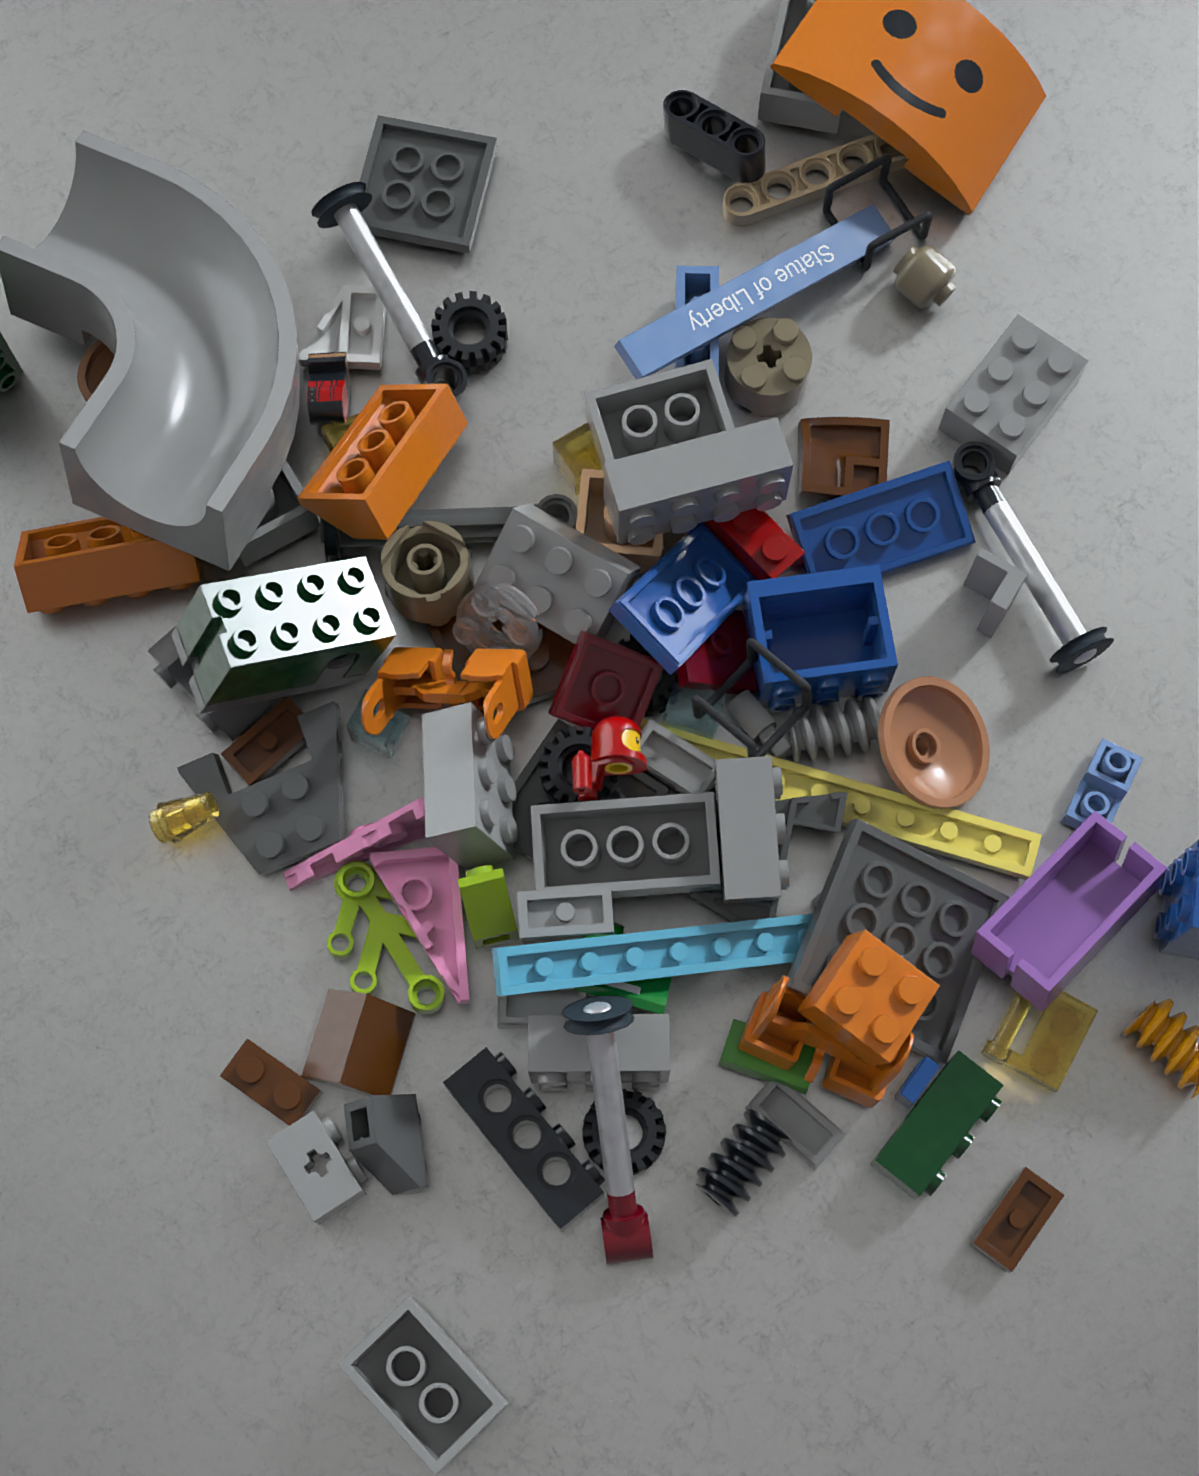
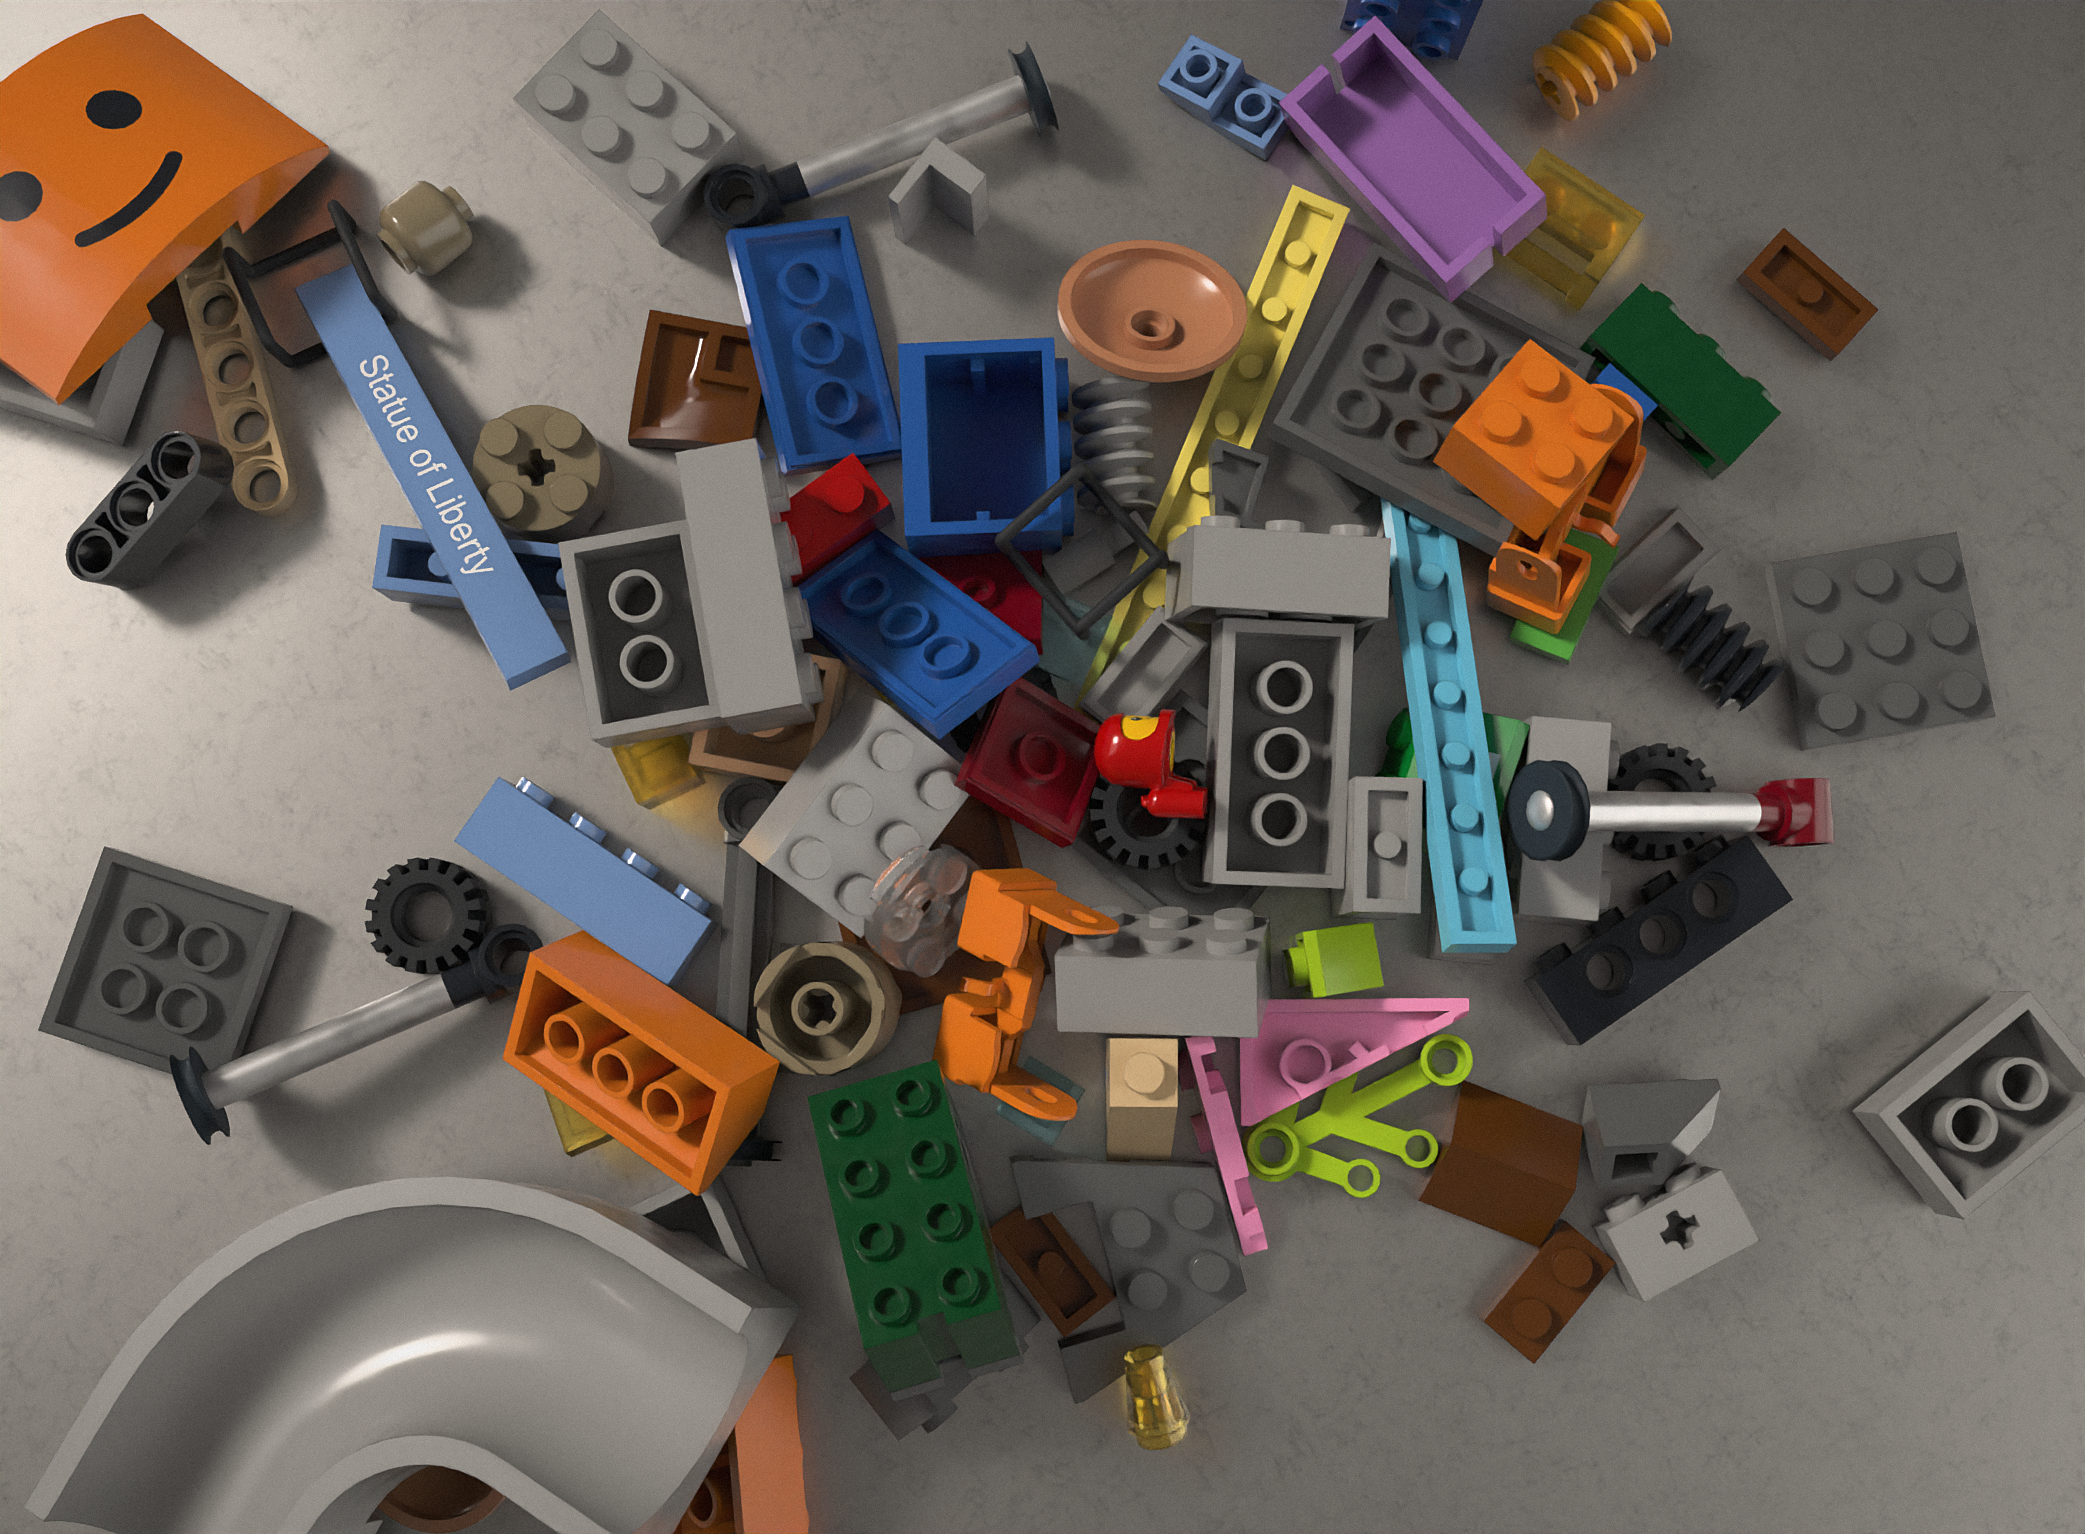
camera: 85 degrees left, 10 degrees up
(328, 387) = (502, 1139): black leg -> none
(352, 327) = (405, 1100): white wing -> none
(383, 780) = (1140, 1098): none -> tan slope
(500, 425) = (587, 881): none -> medium blue brick
(762, 1295) = (1879, 641): none -> dark grey plate

